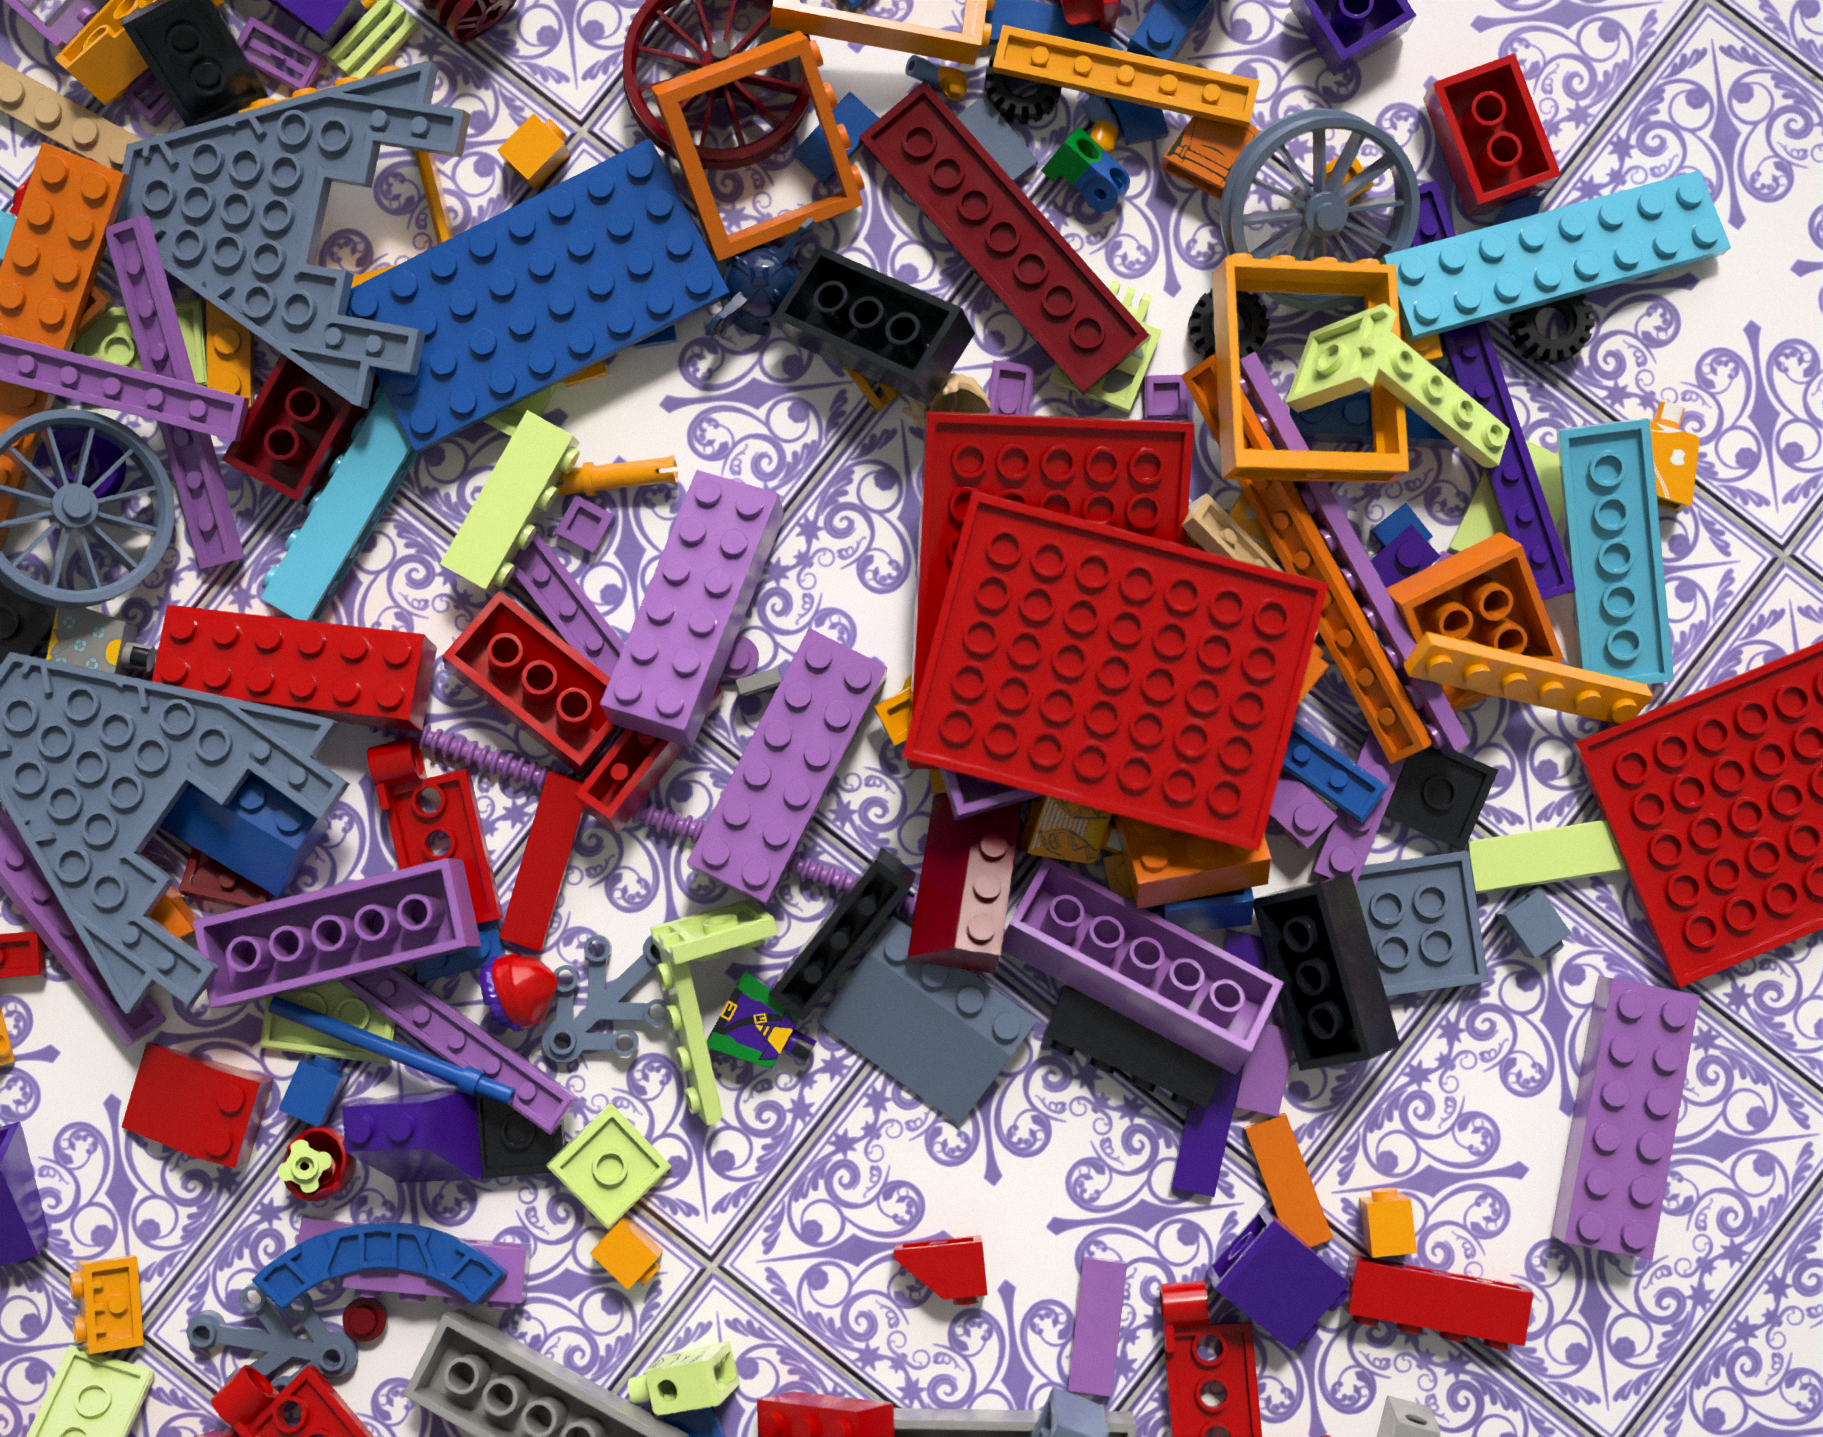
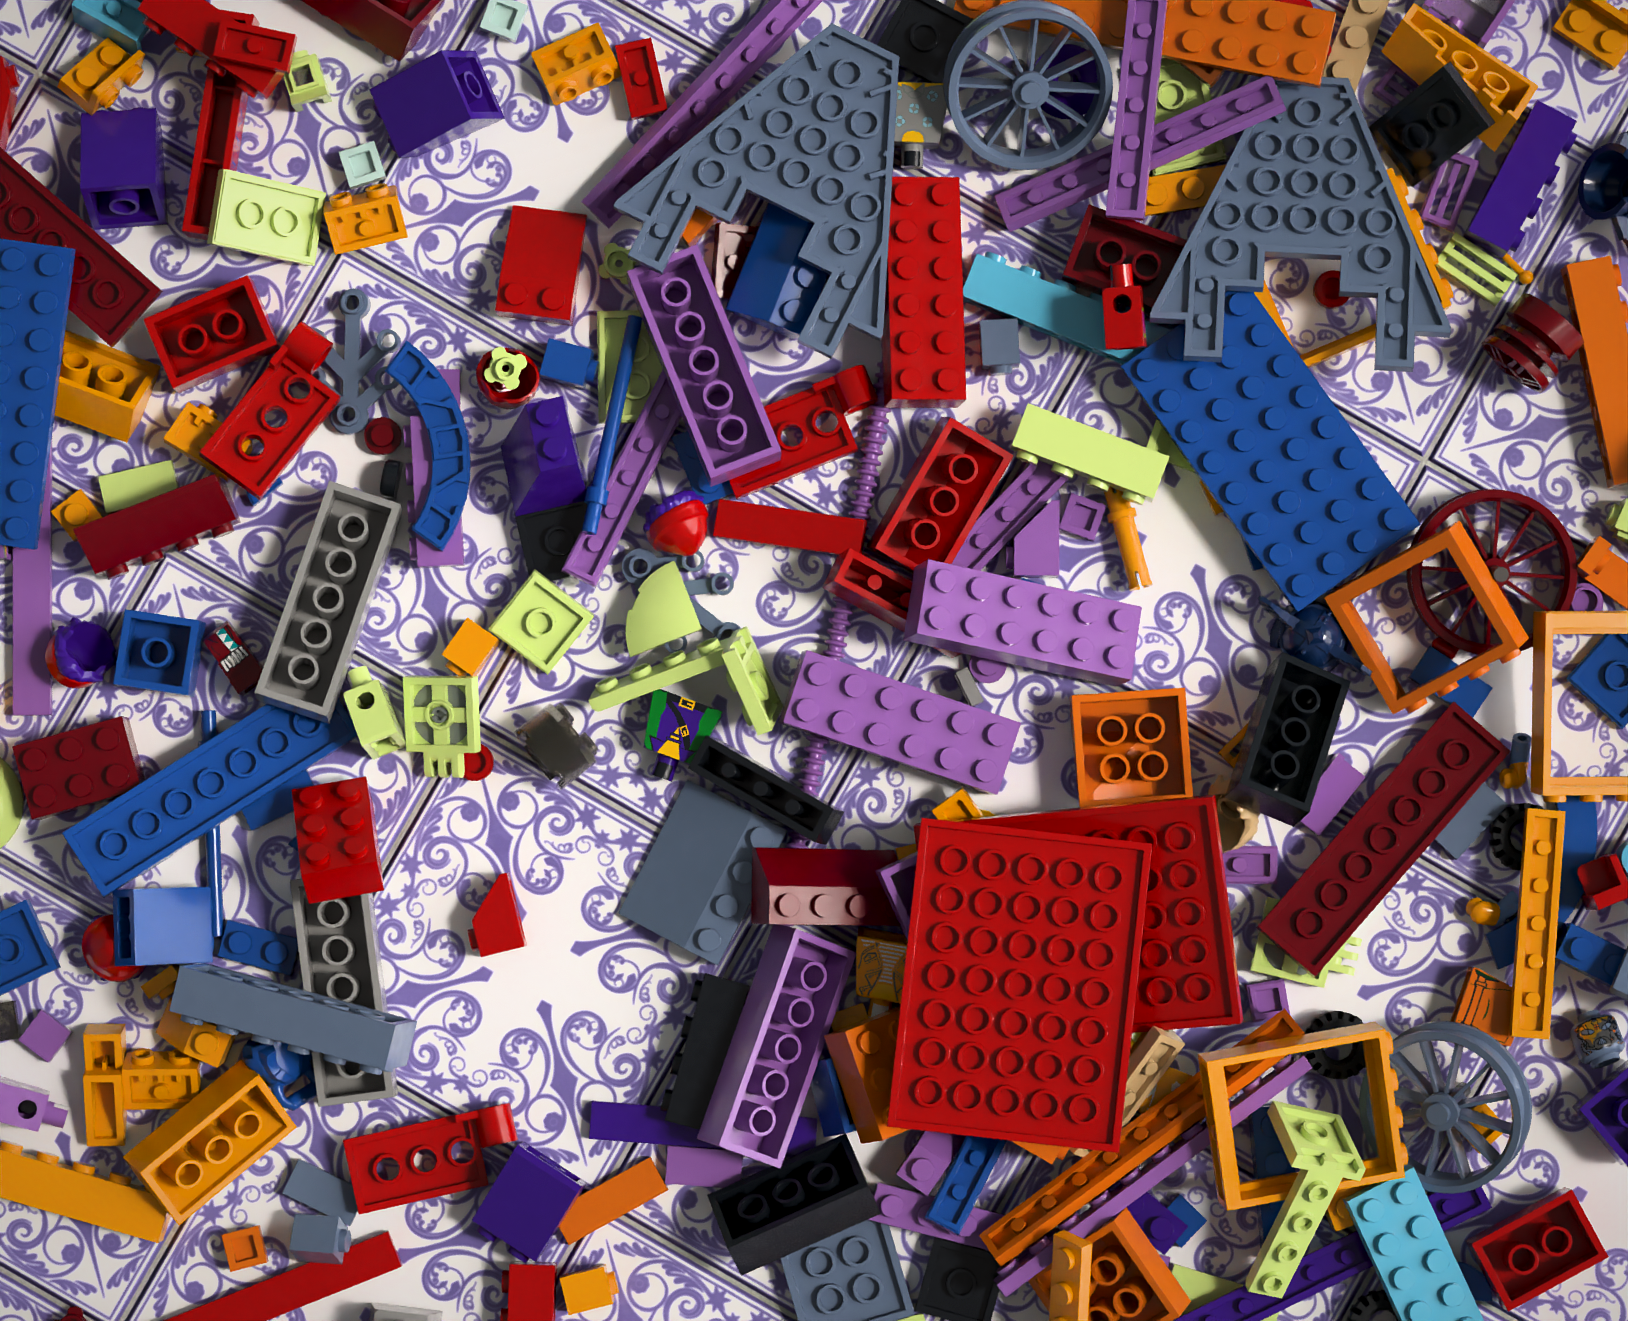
camera: 80 degrees right, 0 degrees up
(44, 1297) = (362, 165): none -> light aqua plate
(196, 1018) = (609, 269): none -> yellowish green plate
(367, 435) = (1128, 328): none -> red torso
(371, 205) = (1327, 290): none -> red tile
(372, 588) = (999, 345): none -> sand blue brick
(416, 1317) = (391, 479): none -> black tile
(535, 150) = (1398, 425): light orange brick -> none
(609, 579) = (1037, 546): none -> medium lavender slope
(618, 1026) = (660, 612): none -> yellowish green brick
(707, 1299) = (442, 721): none -> yellowish green piece
(754, 1169) = (557, 745): none -> clear smoke brick
(760, 1265) = (479, 764): none -> red tile
(796, 138) = (1445, 648): none -> red piece
(855, 506) = (1131, 746): none -> orange slope
(938, 280) = (1334, 789): none -> medium lavender panel
(1089, 171) = (1453, 905): leg -> none
(1097, 1326) = (466, 1055): medium lavender tile -> none
(1263, 34) = (1597, 1039): none -> head

